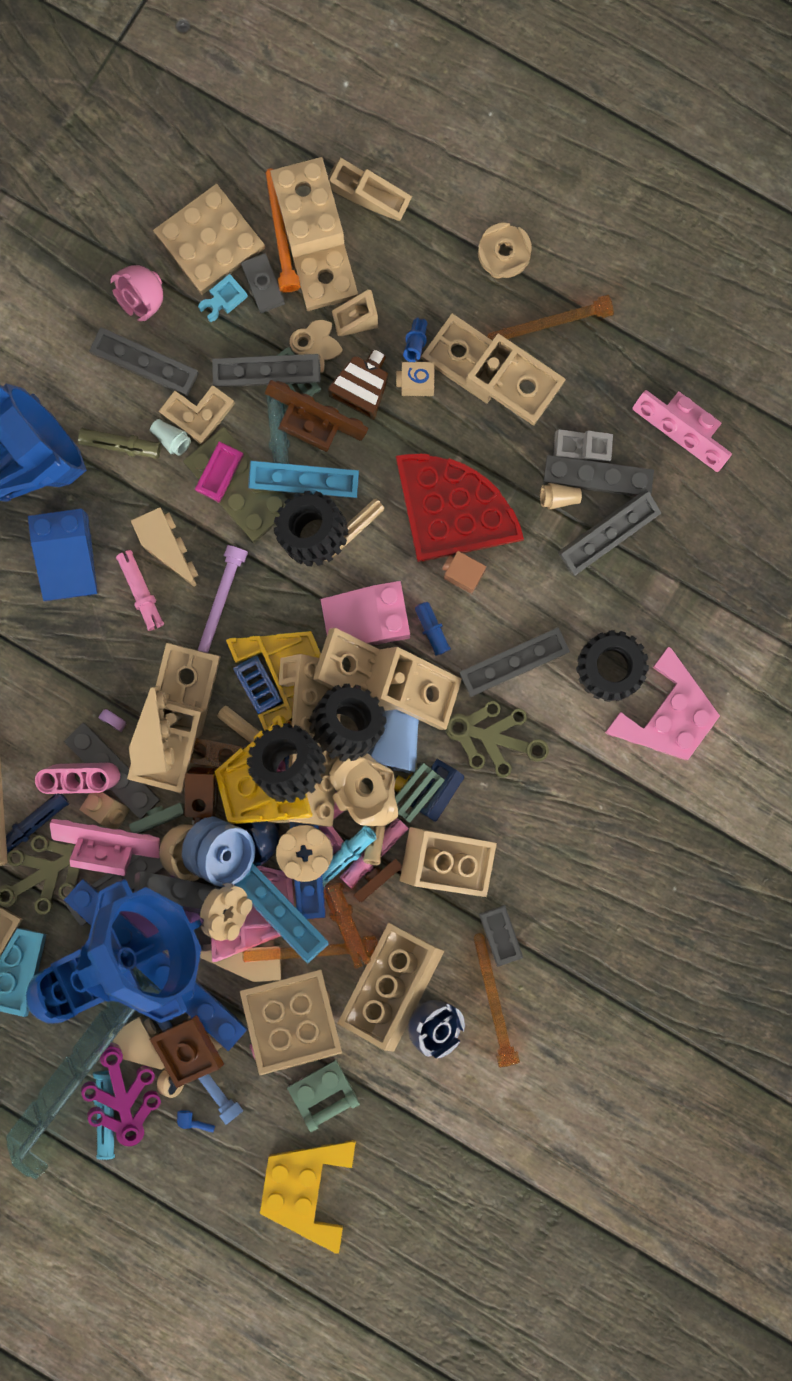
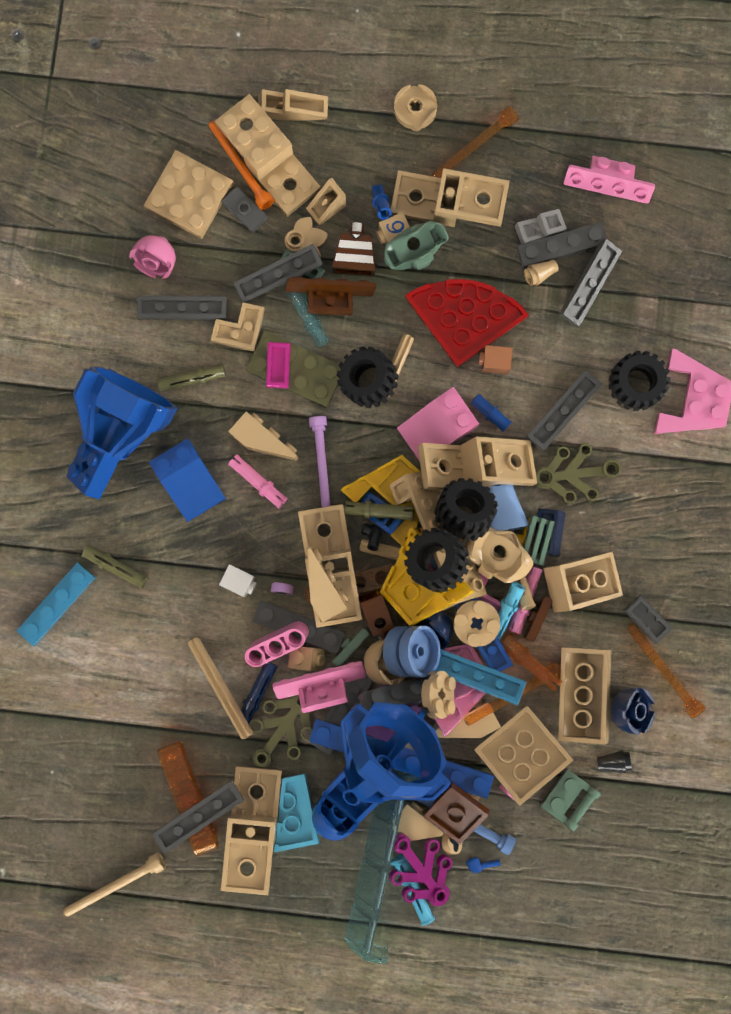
camera: 25 degrees left, 0 degrees up
(68, 690) = (238, 581): none -> white brick
(172, 438) = (228, 355): light aqua cone -> none
(225, 295) = (220, 231): medium azure plate -> none
(240, 706) = (374, 535): none -> black arm
(252, 679) = (379, 510): none -> olive pin
(293, 1190) = (580, 880): yellow wing -> none
(303, 478) = (343, 342): dark azure plate -> none
(392, 1077) = (615, 762): none -> black cone
(451, 406) = (430, 237): none -> sand green piece

